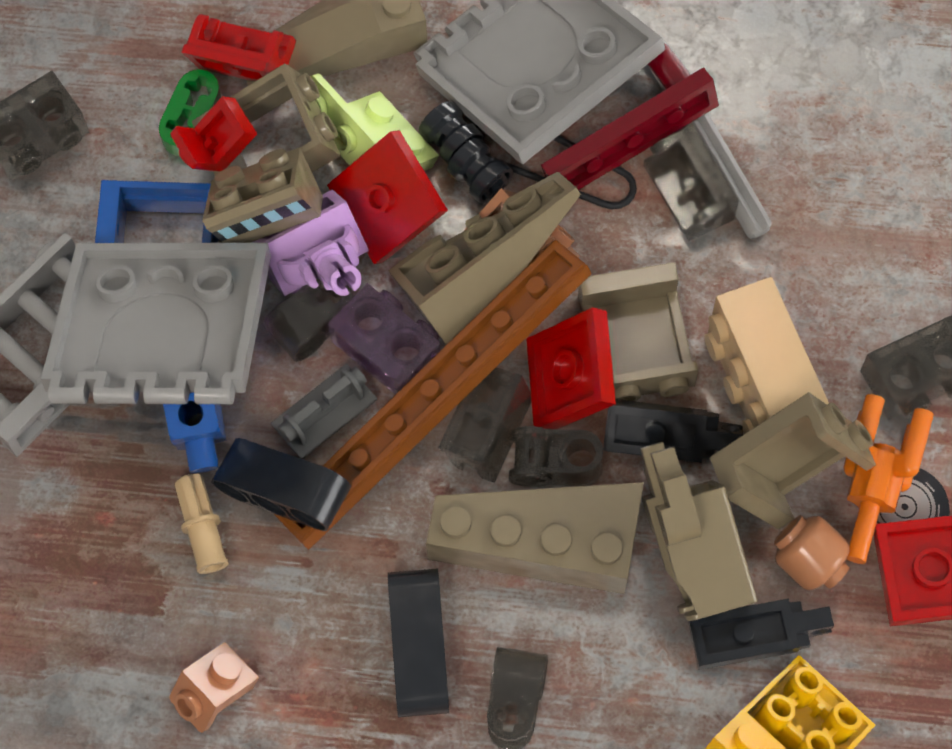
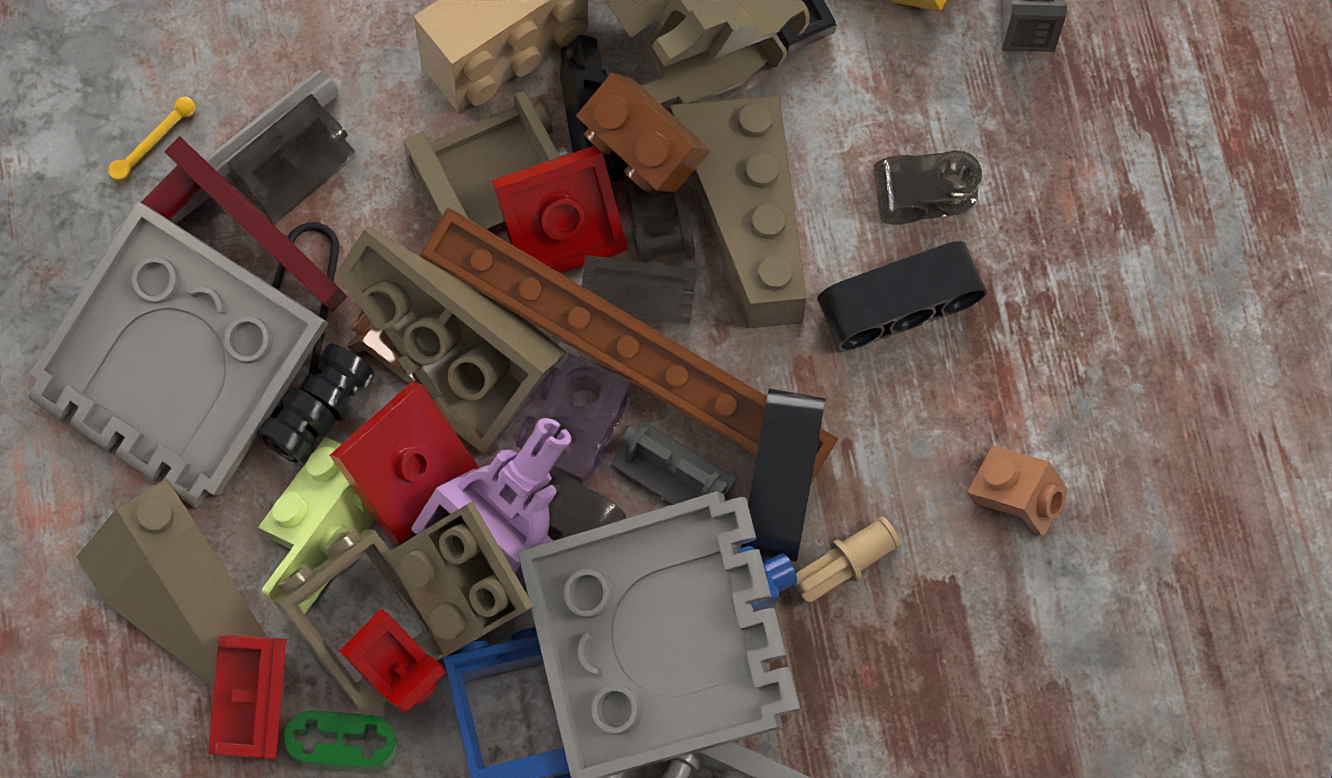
camera: 110 degrees left, 0 degrees up
(609, 438) = (642, 133): none -> dark orange brick
(723, 62) = (120, 170): none -> yellow hinge

